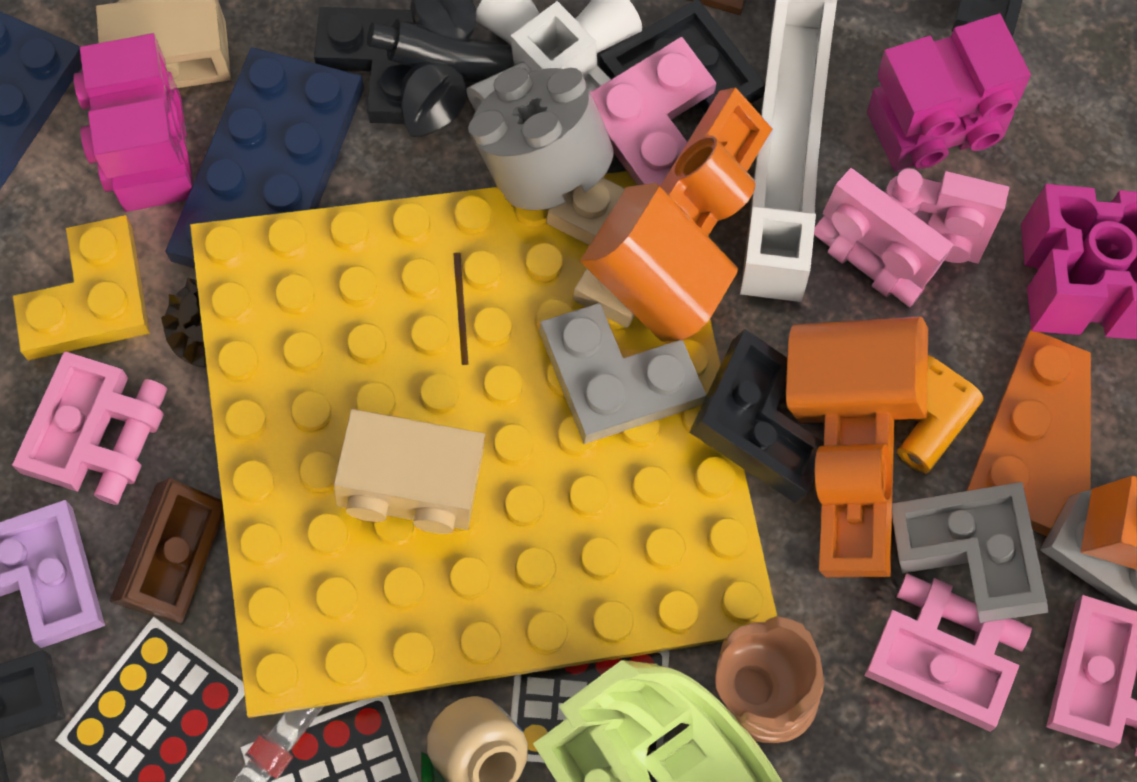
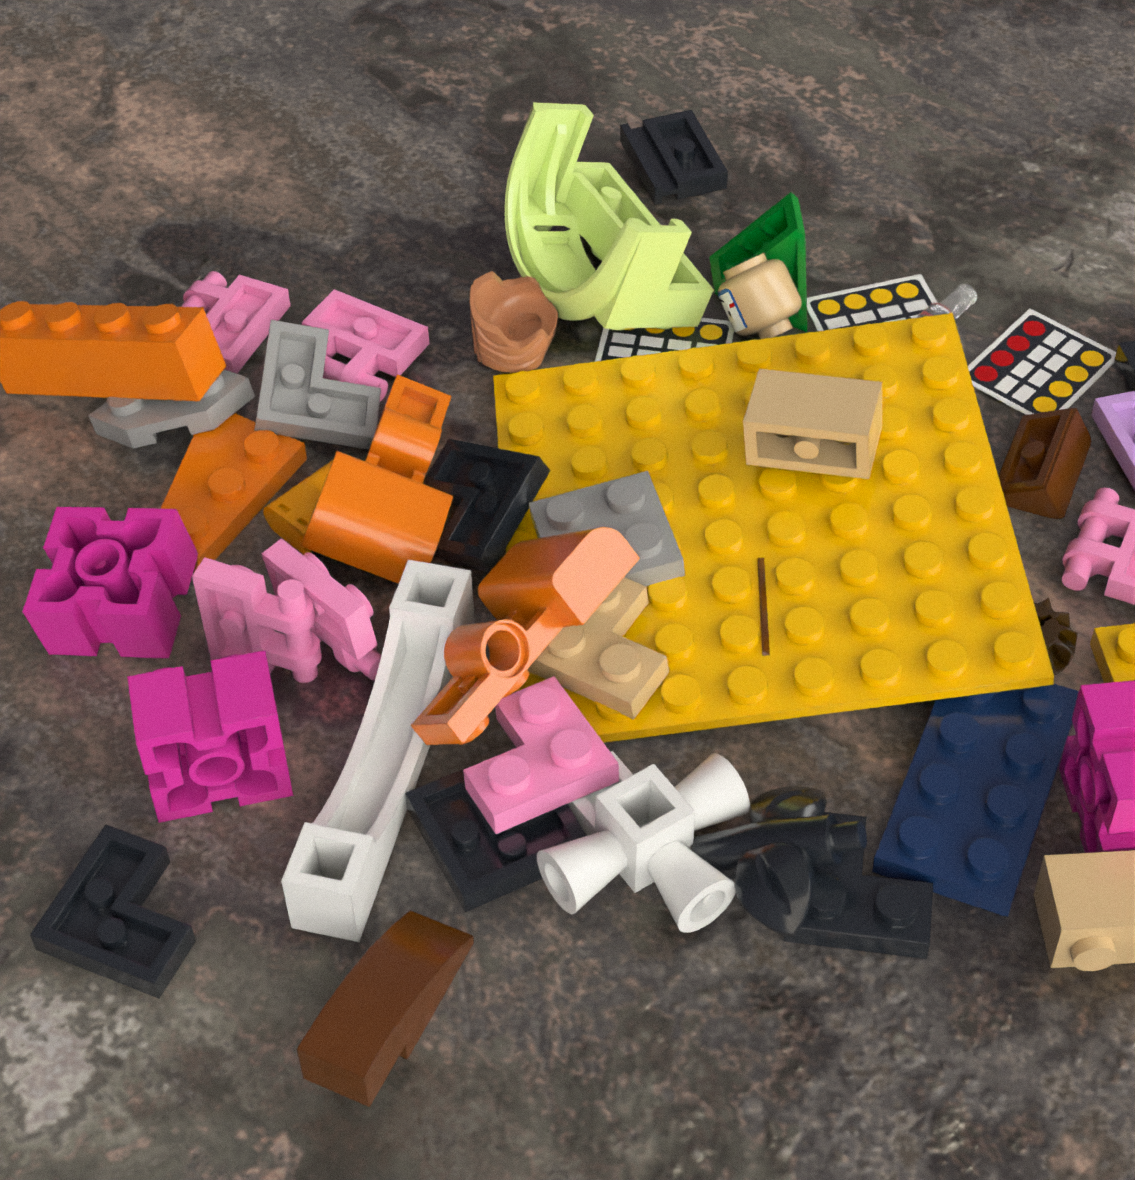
camera: 175 degrees left, 20 degrees down
(541, 136) = (678, 665): light grey brick -> none

